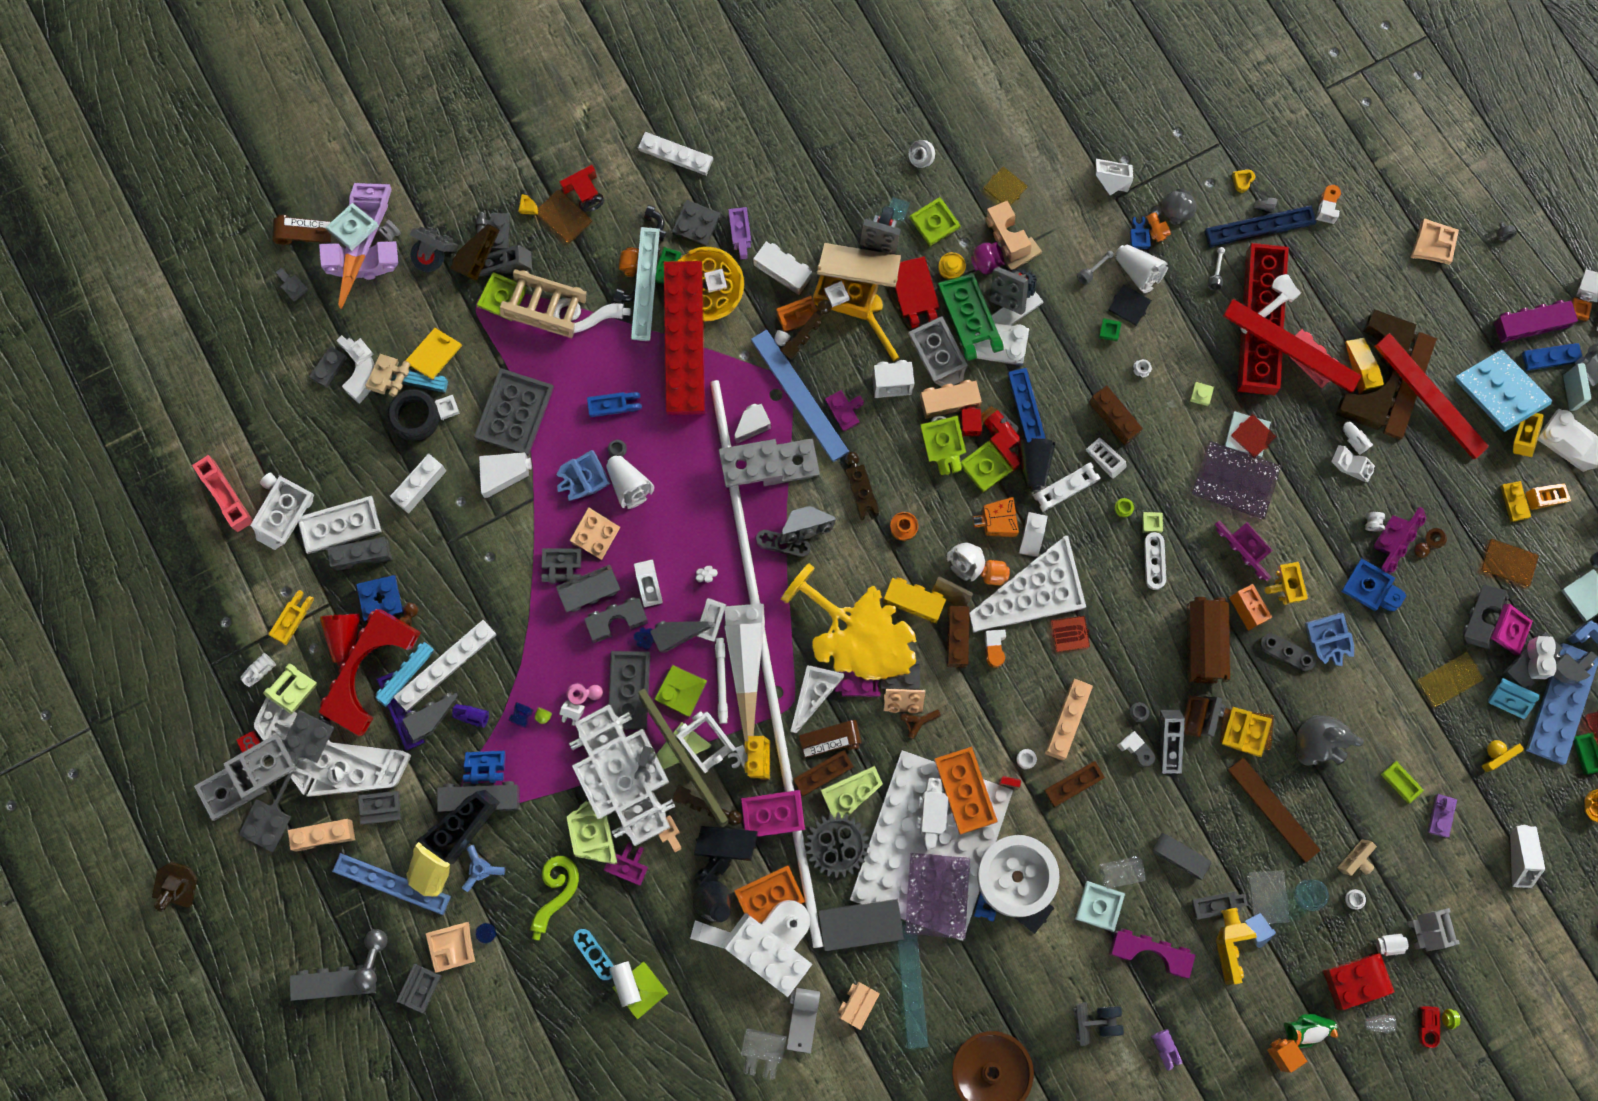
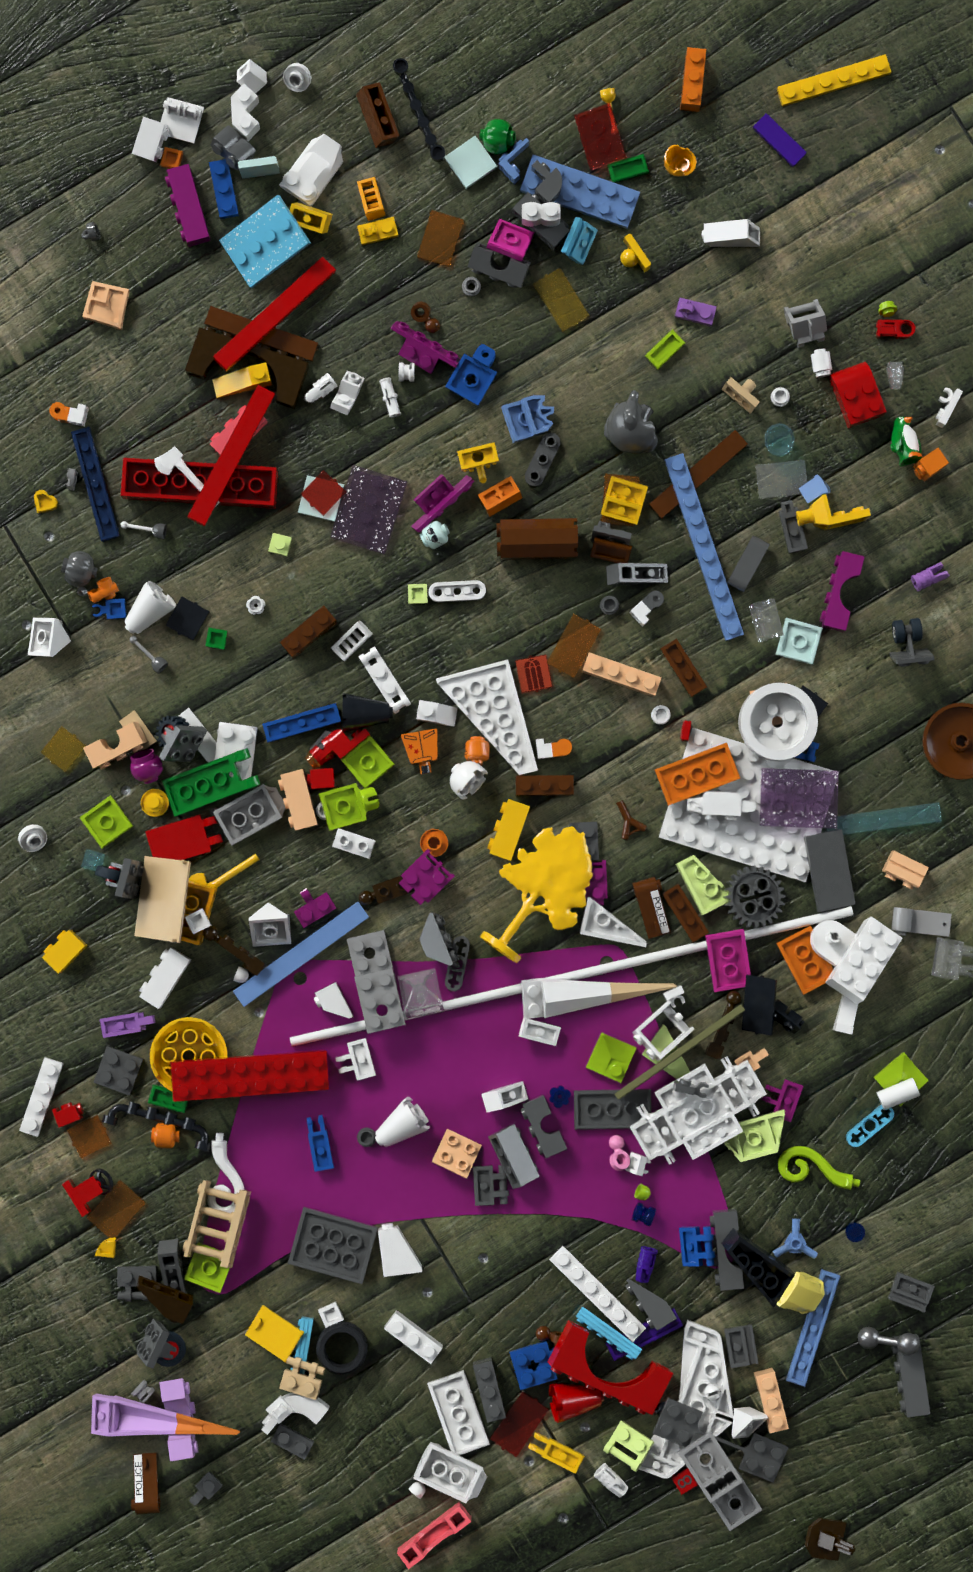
camera: 90 degrees left, 10 degrees up
(302, 808) = (746, 1421): none -> white slope
(323, 583) = (519, 1424): none -> clear red piece
(352, 226) = (144, 1430): light aqua tile -> none
(450, 947) = (870, 1264): light nougat plate -> none
(582, 476) = (398, 1170): medium blue plate -> none
(635, 195) = (89, 1136): none -> clear orange piece
(645, 284) = (191, 1119): light aqua plate -> none
(657, 174) = (68, 1113): none -> red brick
(672, 634) = (554, 1066): dark grey slope -> none
(694, 446) = (360, 1059): none -> white hinge
(706, 573) = (492, 1038): white plant -> none
(712, 901) = (816, 1013): black cone -> none
(715, 280) = (187, 1047): white plate -> none
(722, 706) = (623, 1015): white piece -> none
(755, 504) = (420, 993): none -> clear piece
(758, 757) = (676, 977): yellow plate -> none
(796, 313) = (214, 960): orange hinge -> none
(813, 178) = (64, 950): none -> yellow brick
(827, 366) = (270, 927): none -> white slope
(869, 514) = (425, 878): none -> magenta plate
(893, 379) = (282, 859): white brick -> none
(904, 700) = (612, 828): light nougat hinge -> none
(906, 449) = (353, 843): none -> white hinge
(952, 592) = (499, 792): dark tan slope -> none
(1099, 673) = (573, 646): none -> clear orange piece
(1124, 507) = (403, 622): lime plate -> none
(1198, 811) = (704, 547): none -> medium blue plate
(1211, 541) = (434, 535): none -> light aqua head
(1349, 505) = (390, 397): none -> white pin
(1354, 1083) = (944, 414): none -> white plate
(1466, 586) = (471, 280): none -> light grey plate

